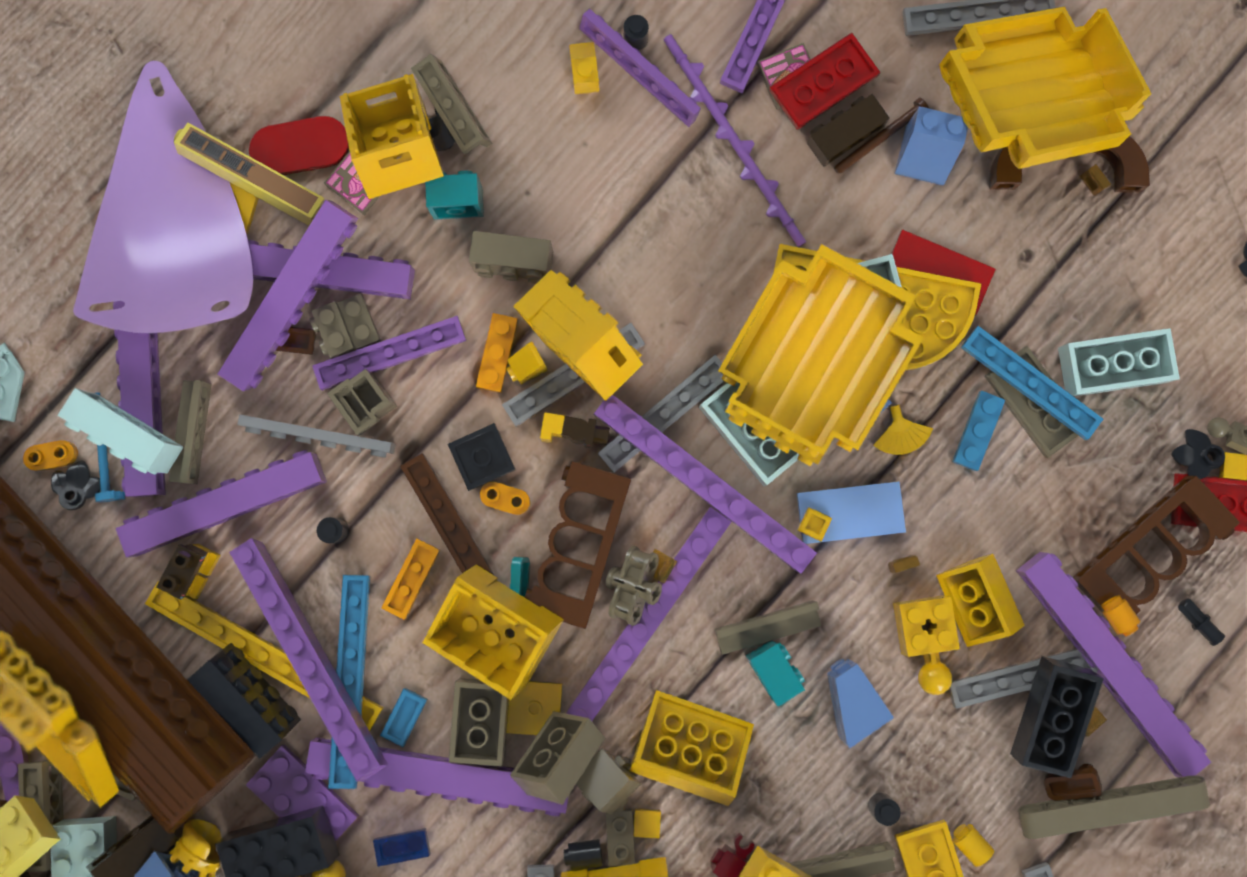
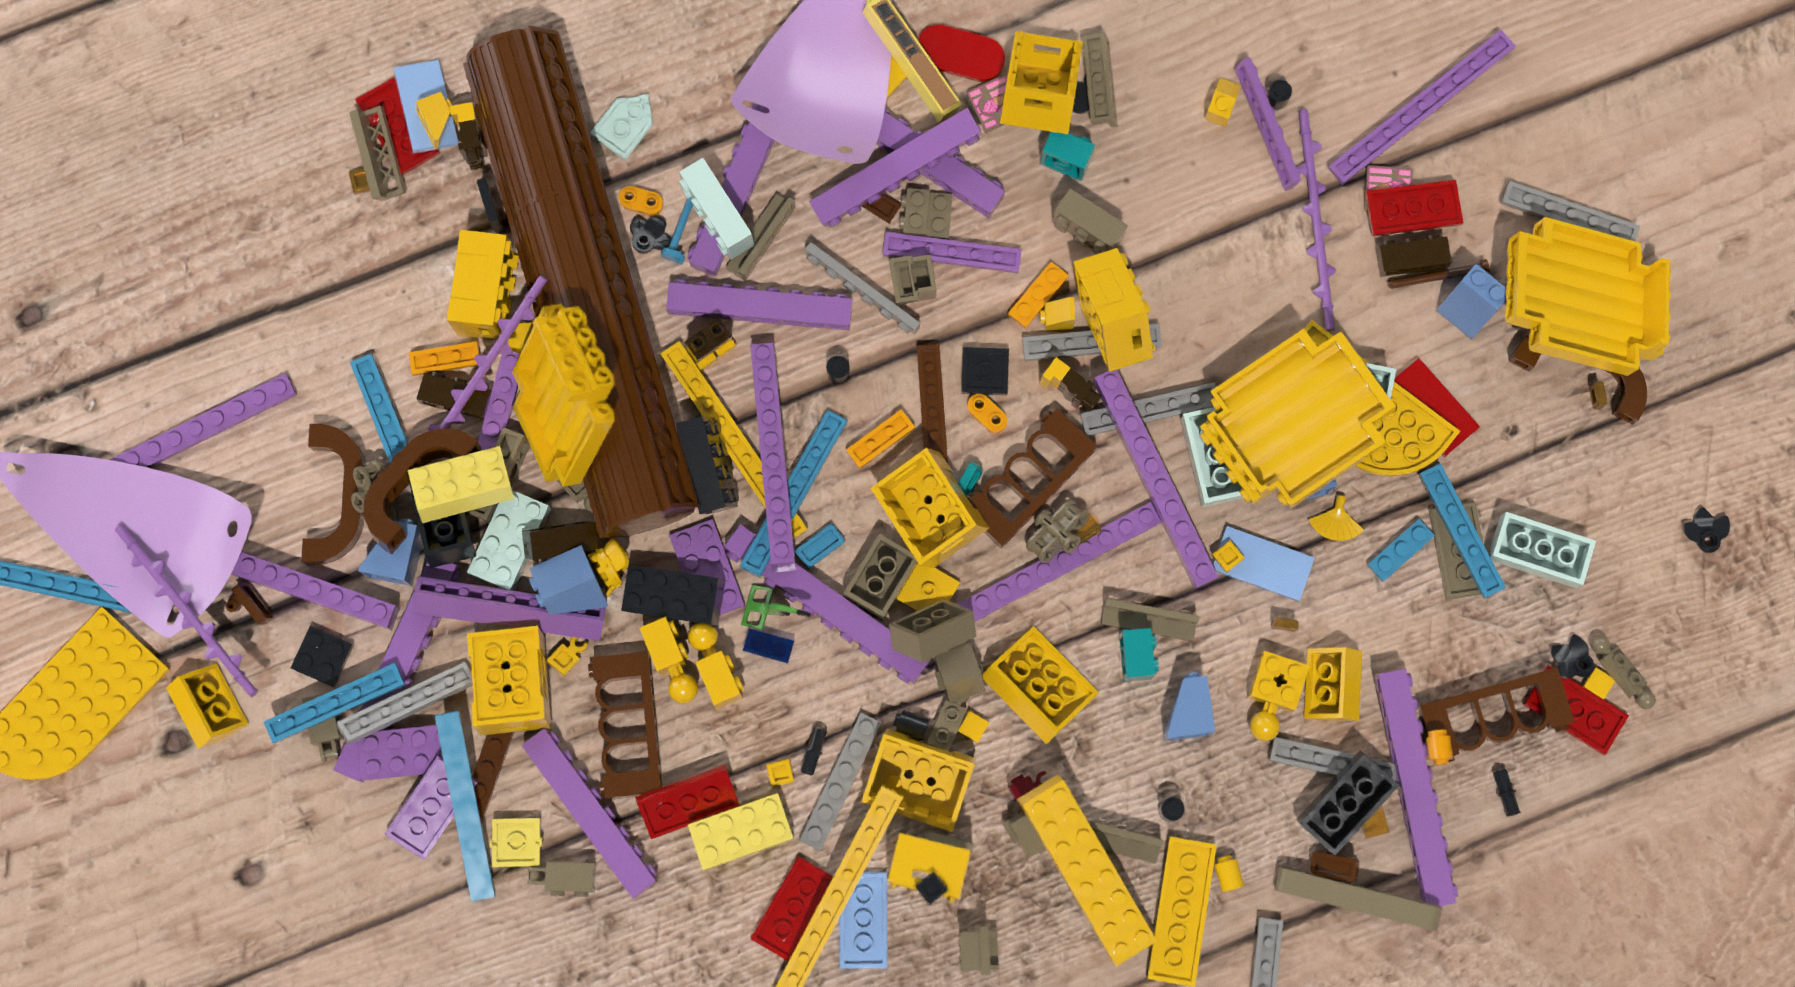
camera: 25 degrees right, 5 degrees down
(385, 813) = (767, 608): none -> bright green piece

